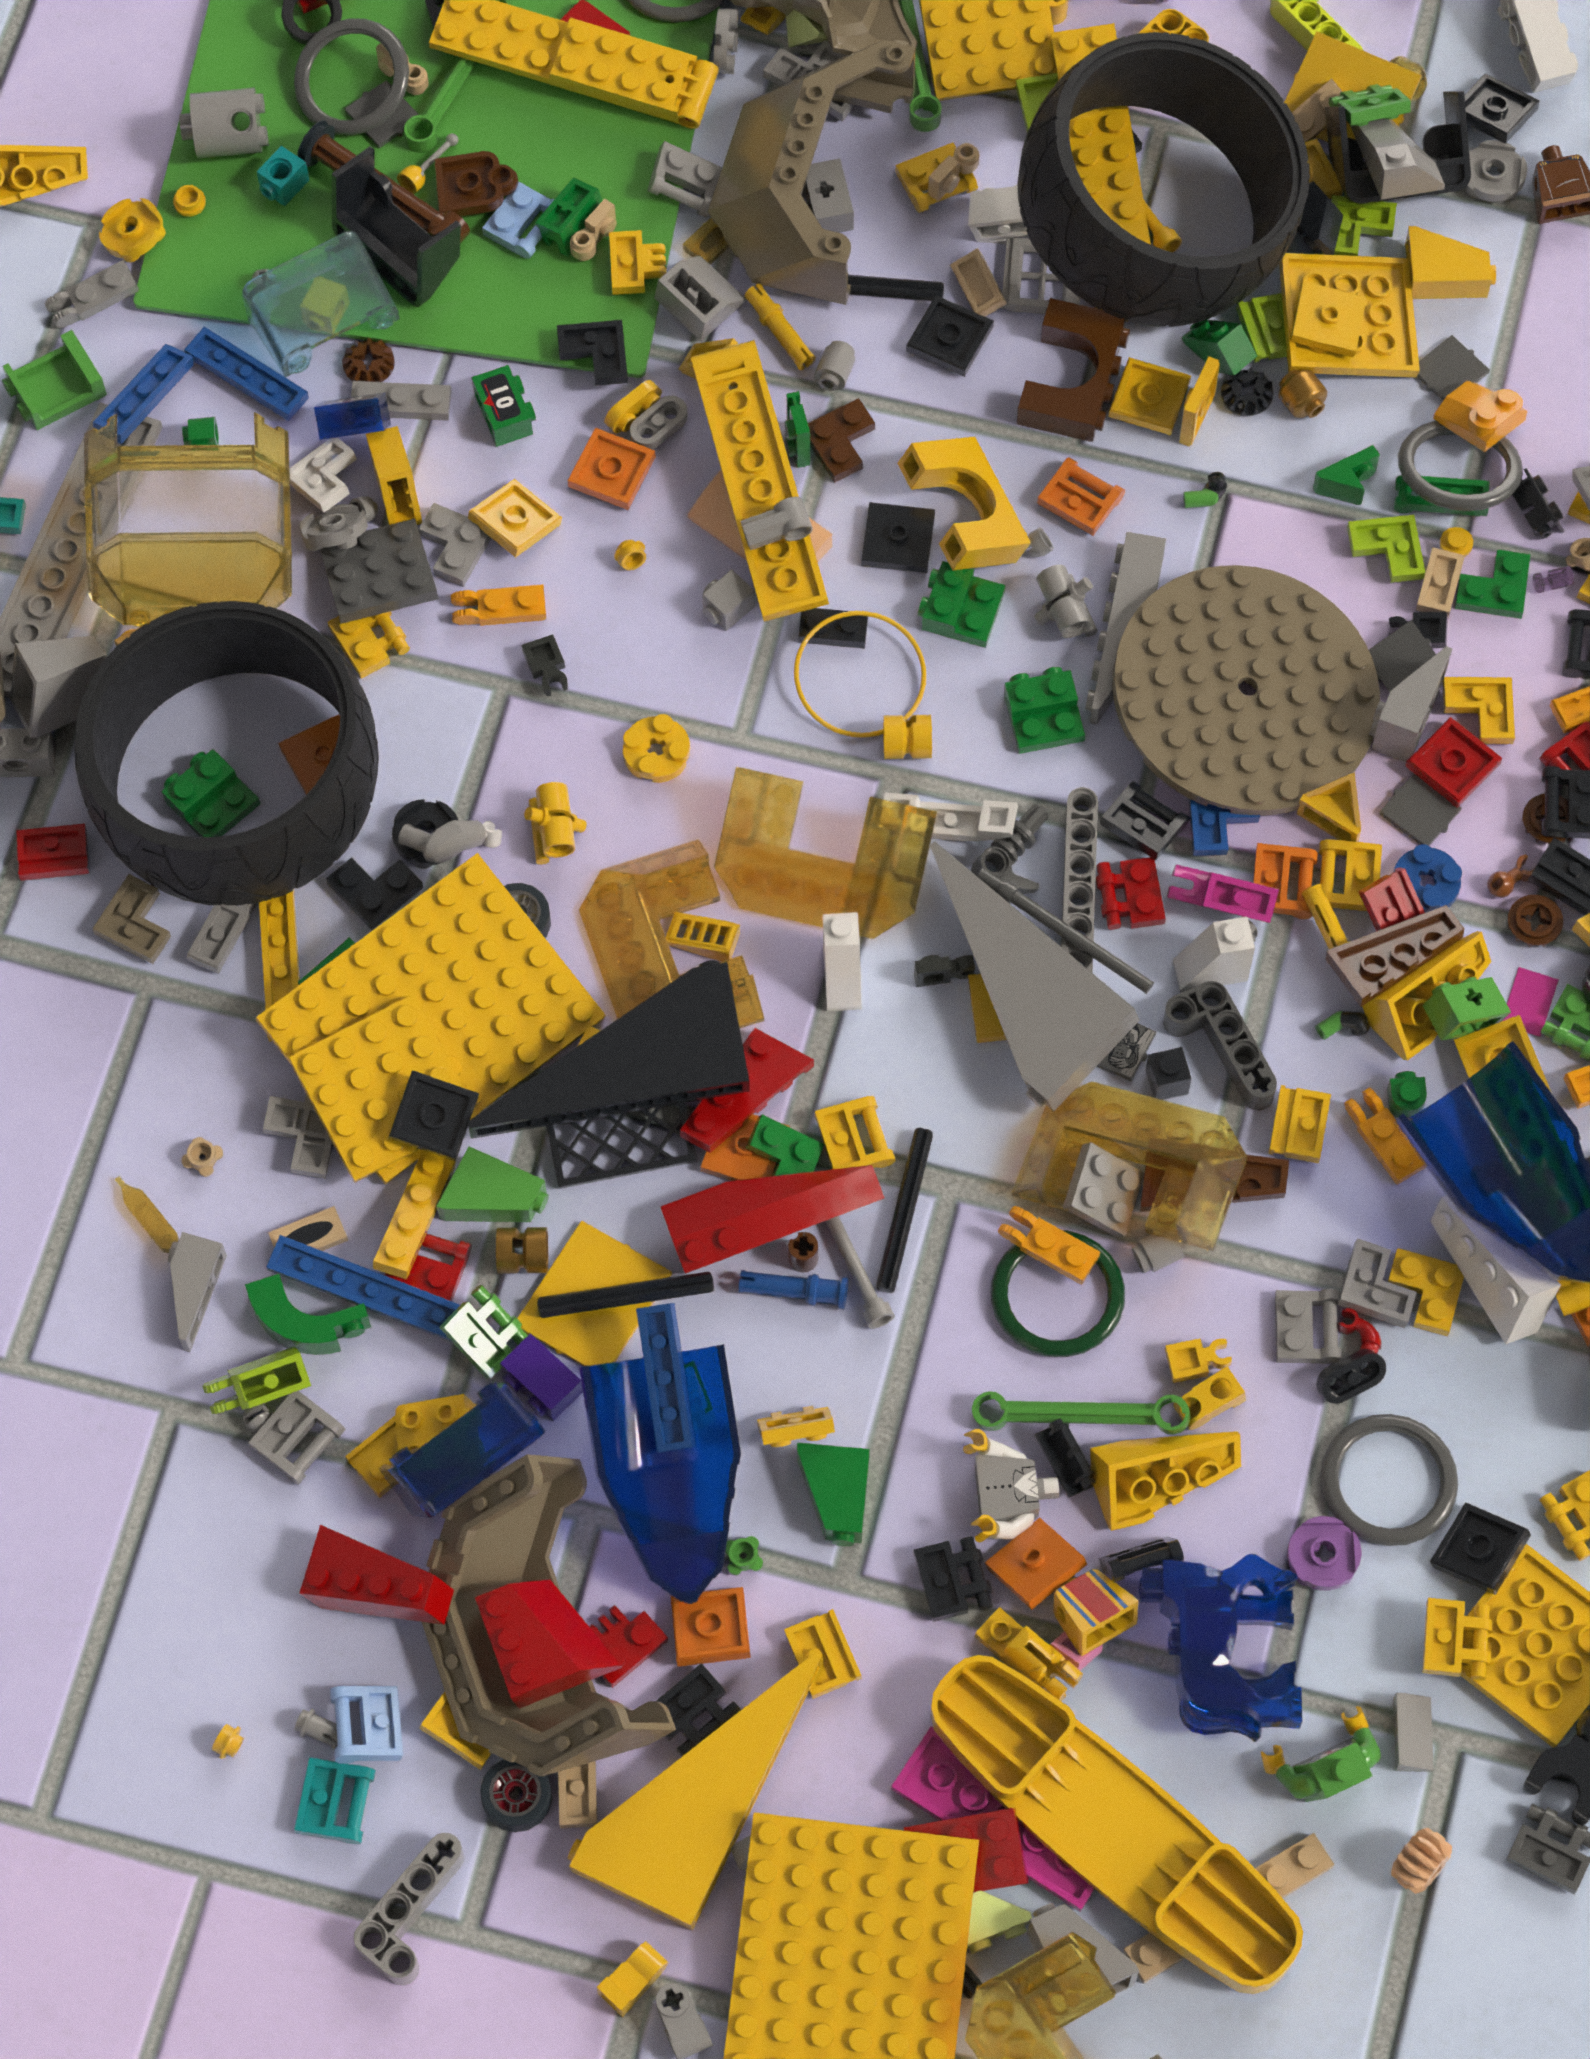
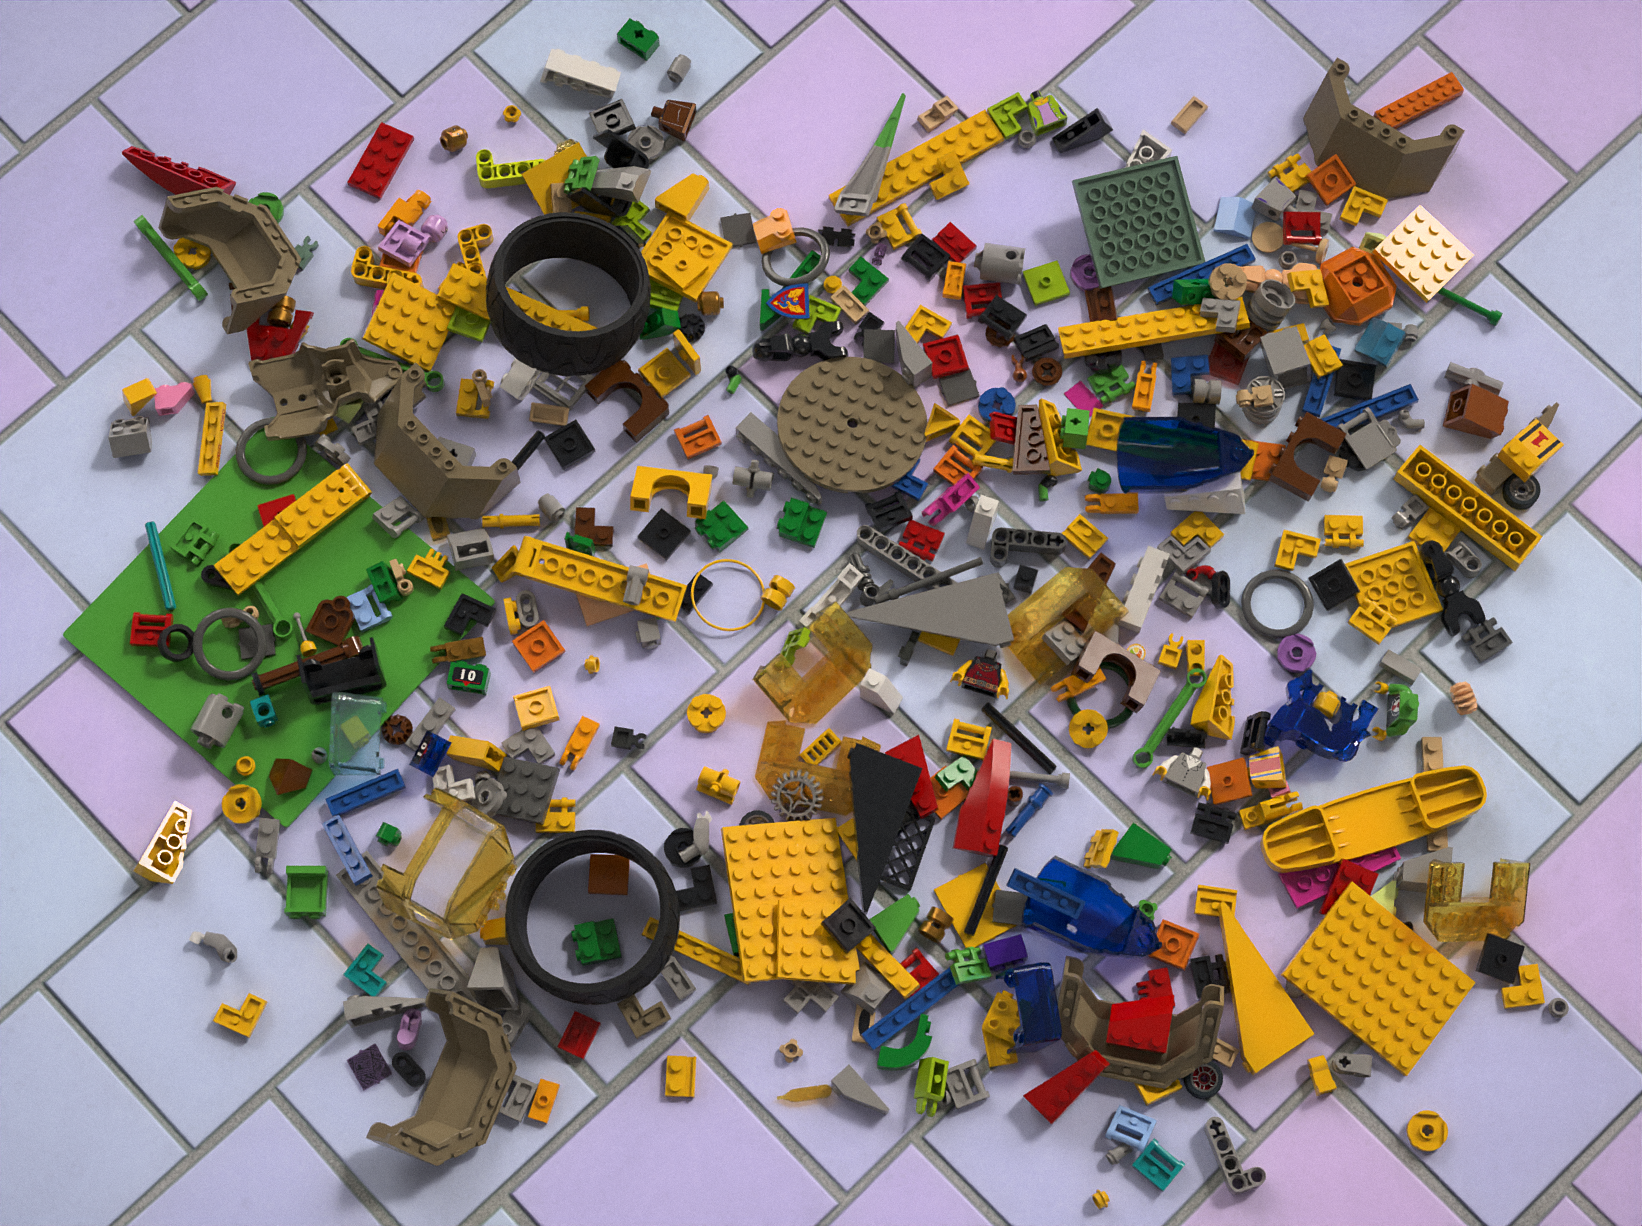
camera: 60 degrees left, 5 degrees up
(72, 1026) = (680, 1076): none -> yellow plate
(206, 263) = (289, 775): none -> reddish brown slope
(361, 1210) = (869, 990): none -> light grey slope
(538, 371) = (460, 650): none -> pearl gold hinge
(610, 944) = (790, 811): none -> light grey gear
(615, 1339) = (1008, 907): none -> dark grey piece
(844, 803) = (795, 640): none -> lime plate
(966, 1293) = (1079, 721): none -> yellow plate
(968, 1097) = (983, 676): none -> torso
(1120, 1241) = (1139, 672): none -> arch
(1158, 1307) = (1138, 650): none -> tile
(1264, 1646) = (1327, 703): none -> yellow head
(1271, 1256) = (1143, 588): none -> white wedge
(1343, 571) = (817, 344): none -> black piece
(1381, 494) = (791, 302): none -> shield
(1502, 1445) = (1293, 544): none -> yellow plate

